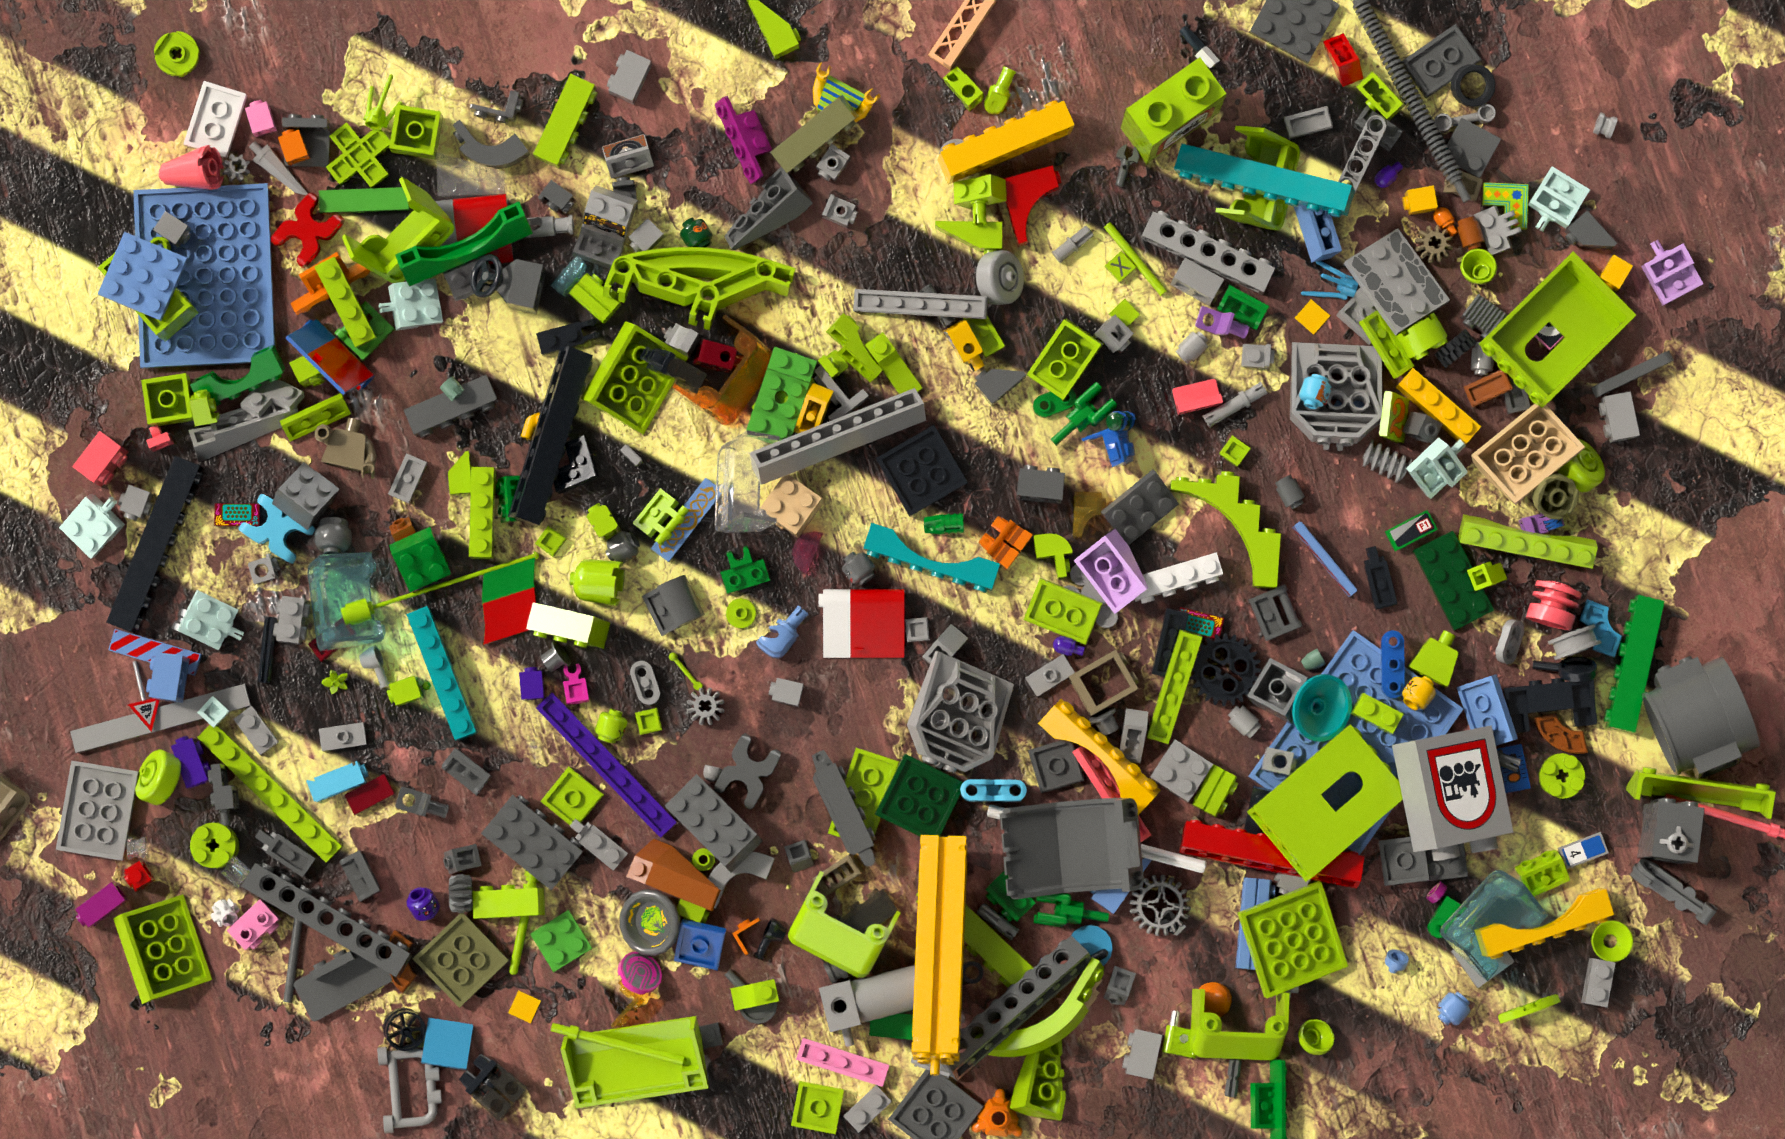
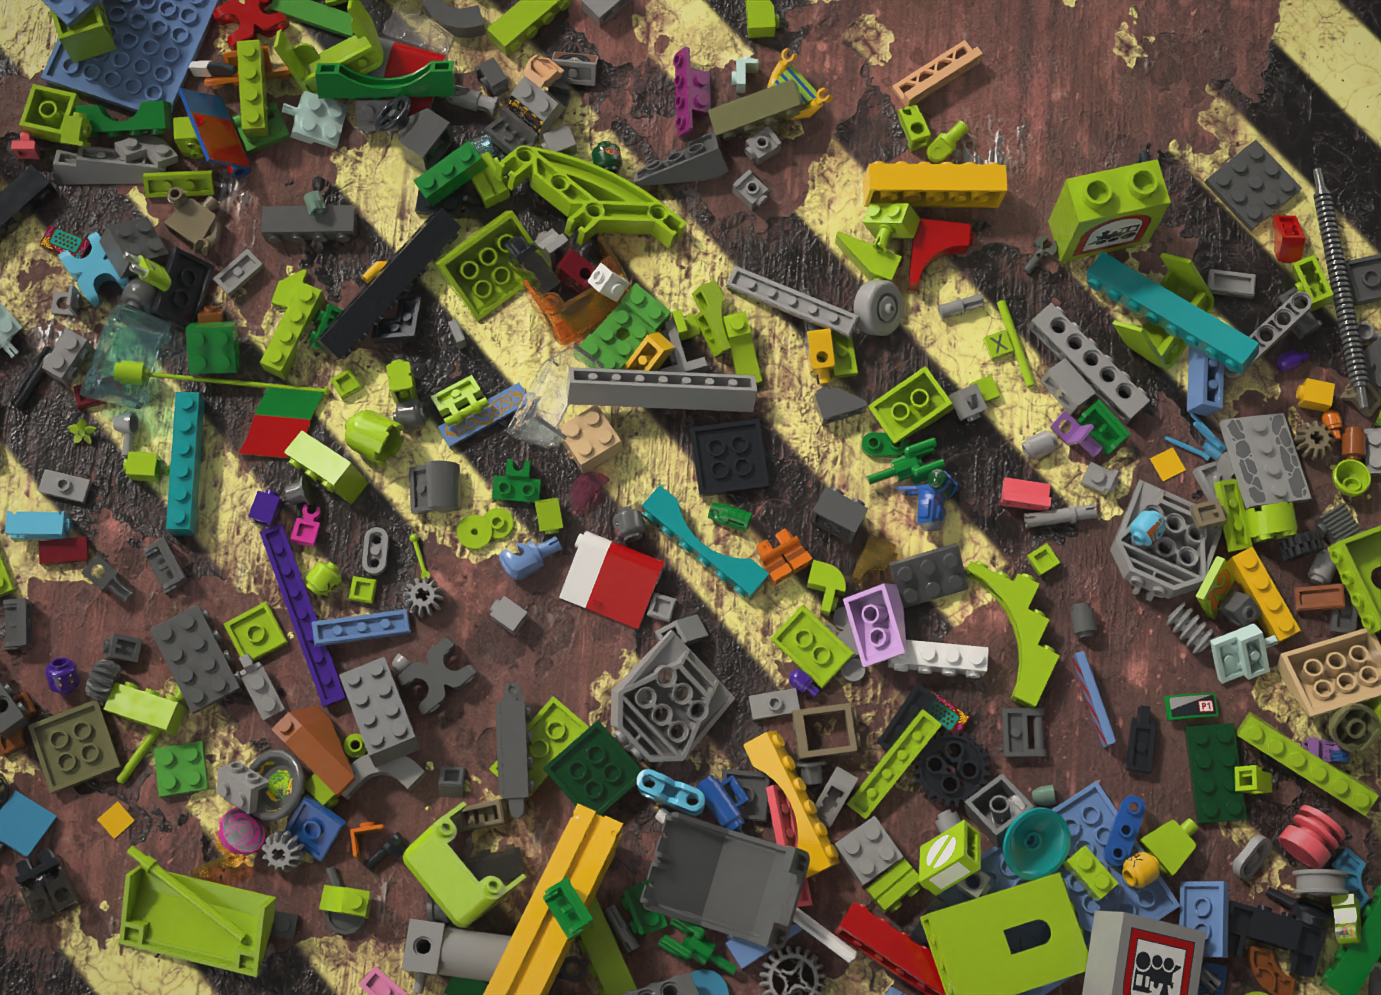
camera: 20 degrees right, 10 degrees down
(289, 295) = (210, 68): none -> piece
(336, 516) = (148, 271): none -> lime piece
(367, 515) = (188, 288): none -> black plate
(563, 310) = (450, 173): none -> green brick
(604, 177) = (542, 71): none -> light nougat piece
(621, 935) = (240, 785): none -> light grey bracket
(663, 755) = (361, 627): none -> medium blue tile
(688, 981) = (274, 853): none -> light grey gear
(724, 629) = (474, 531): none -> lime piece
(750, 357) = (608, 282): none -> white bracket
(784, 105) = (743, 66): none -> light aqua bracket
(784, 588) = (549, 515): none -> lime brick
(952, 927) = (568, 908): none -> green hinge
(1039, 781) = (721, 804): none -> blue piece
(1253, 749) = (950, 857): none -> lime brick
(1364, 355) = (1208, 514): none -> dark tan bracket
(1607, 664) = (1347, 918): none -> lime leg

